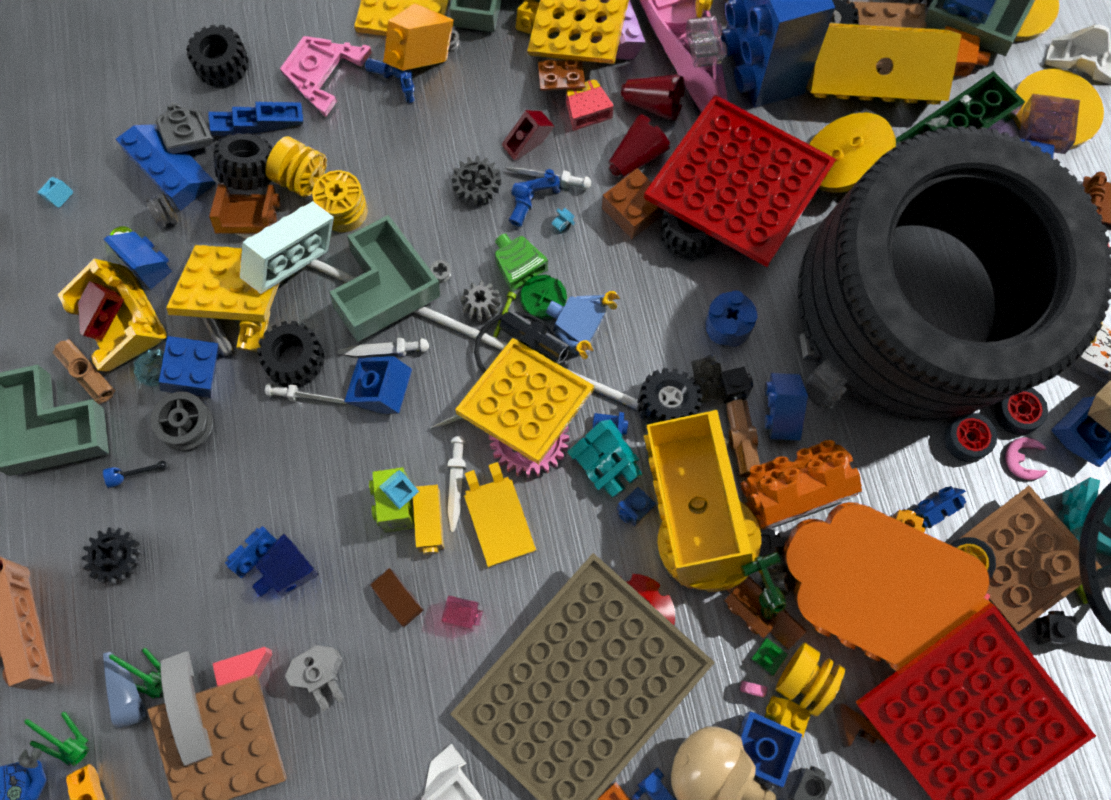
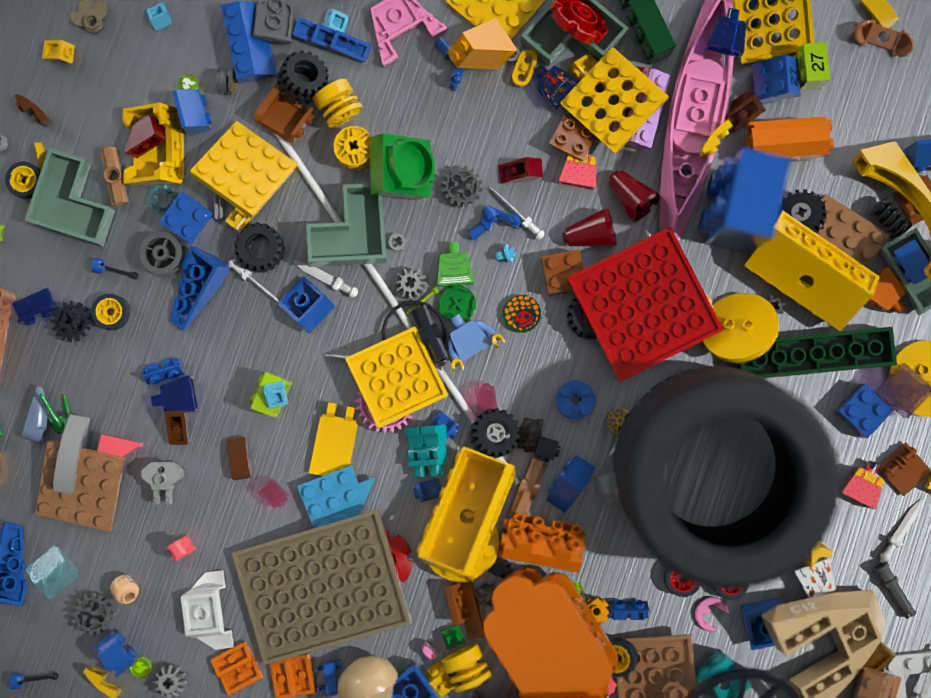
camera: 30 degrees right, 15 degrees up
(57, 566) = (35, 306): none -> clear blue bracket
(146, 509) = (101, 315): none -> wheel
(242, 430) = (199, 282): none -> blue wedge
(248, 97) = (335, 20): none -> medium azure slope
(285, 247) = (295, 169): light aqua brick -> none
(302, 602) = (177, 427): none -> reddish brown slope
(384, 746) = (181, 548): none -> coral leg
(400, 186) = (401, 167): none -> green container
(428, 520) = (287, 419): yellow brick -> none
(457, 465) = (328, 391): white sword -> none
(471, 46) = (524, 69): none -> yellow plate
(510, 42) = (554, 85): none -> clear blue torso
(533, 573) = (334, 496): none -> dark azure wing
(617, 269) = (522, 313): none -> tile
(634, 370) = (485, 397): none -> clear pink brick
(705, 41) = (688, 182): clear brick -> none
(771, 598) = (470, 606): dark green pin -> none
(787, 316) = (615, 419): none -> wheel

